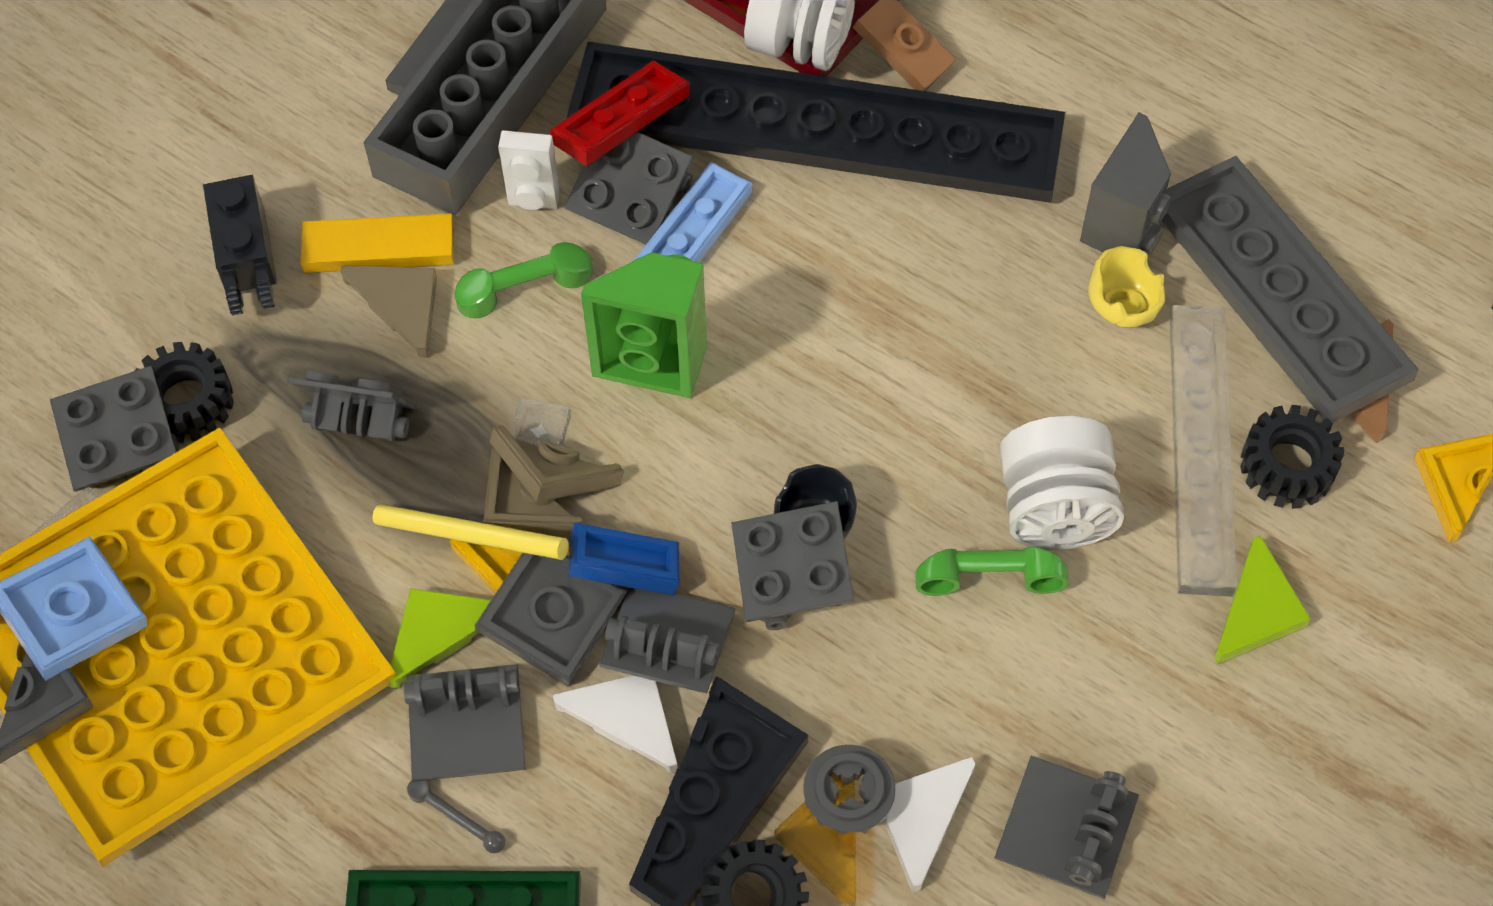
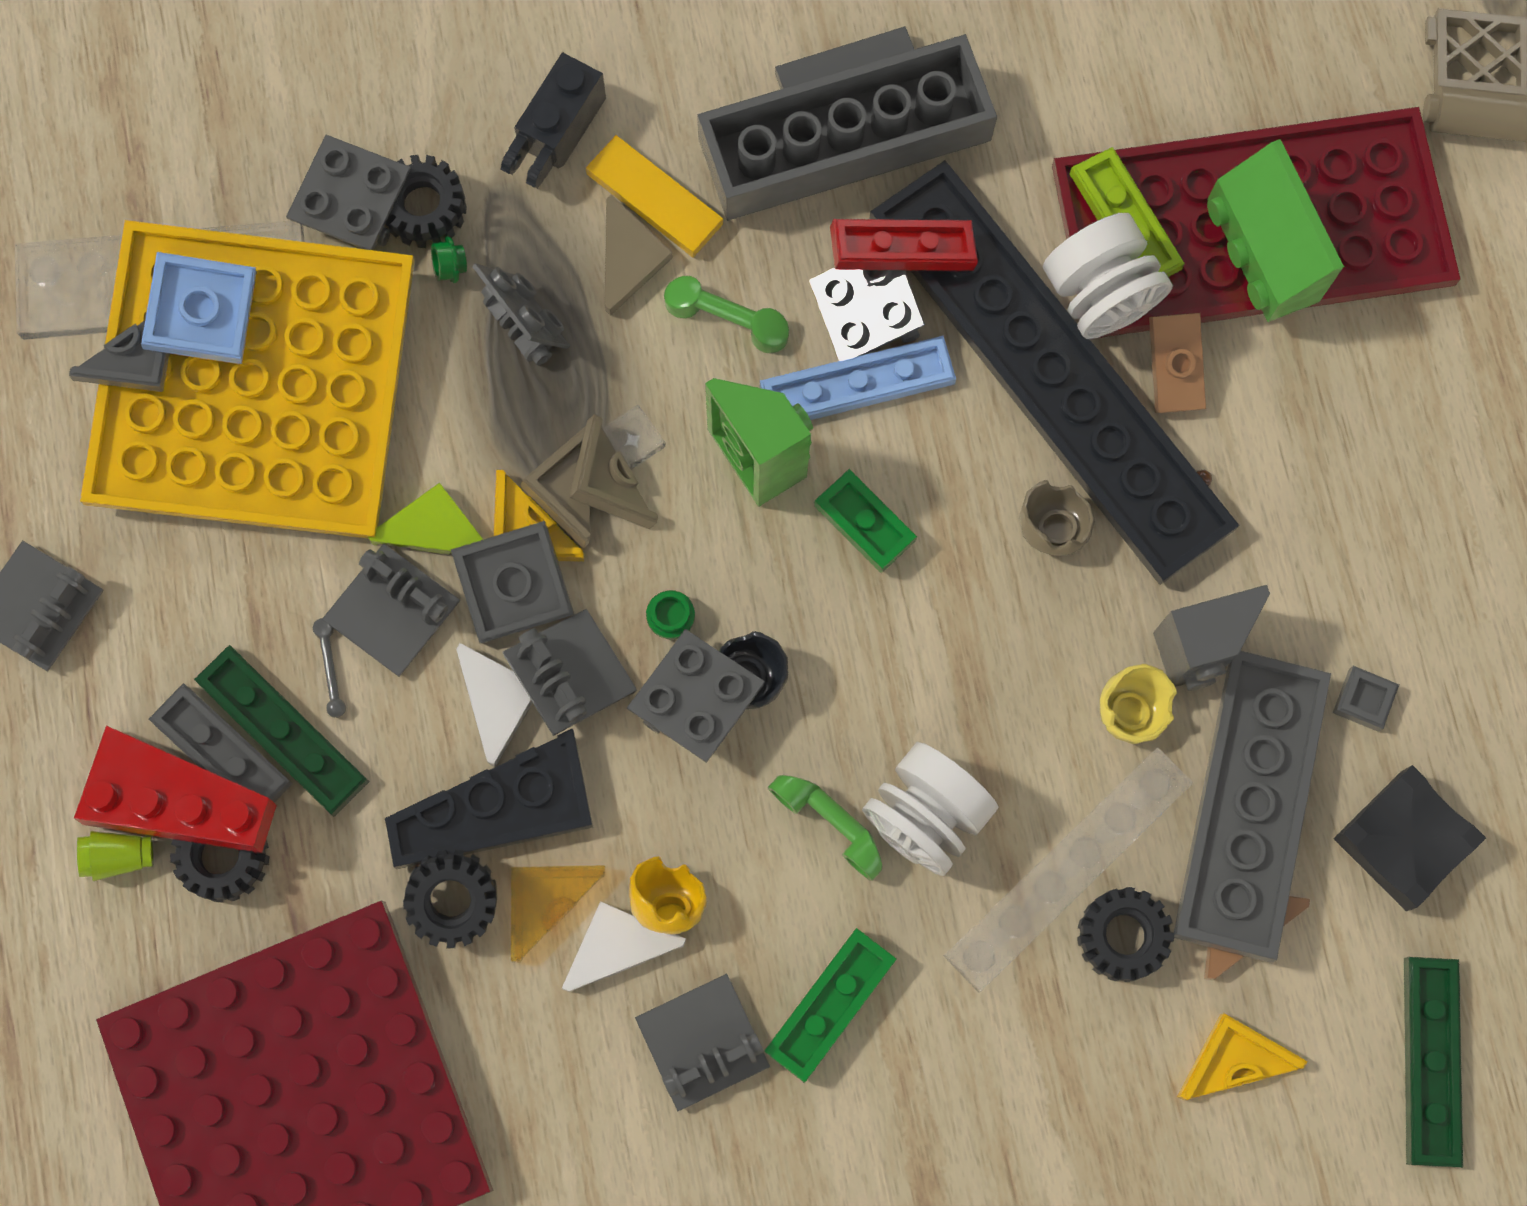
camera: 40 degrees right, 15 degrees up
(249, 418) = (448, 260): none -> green plate
(471, 531) = (508, 480): light yellow bar -> none
(529, 170) = (797, 236): white plate -> none
(624, 559) = (591, 590): blue tile -> none
(704, 528) = (670, 614): none -> green plate
(787, 334) = (865, 521): none -> green plate
(848, 764) = (561, 871): dark grey gear -> none
(927, 736) = (666, 897): none -> yellow hair
(931, 215) = (1056, 519): none -> dark tan hair
(1136, 704) = (830, 1005): none -> green plate
(1261, 607) = (990, 1019): lime tile -> none
(1274, 158) = (1366, 698): none -> dark grey tile
(1409, 218) = (1409, 839): none -> black brick

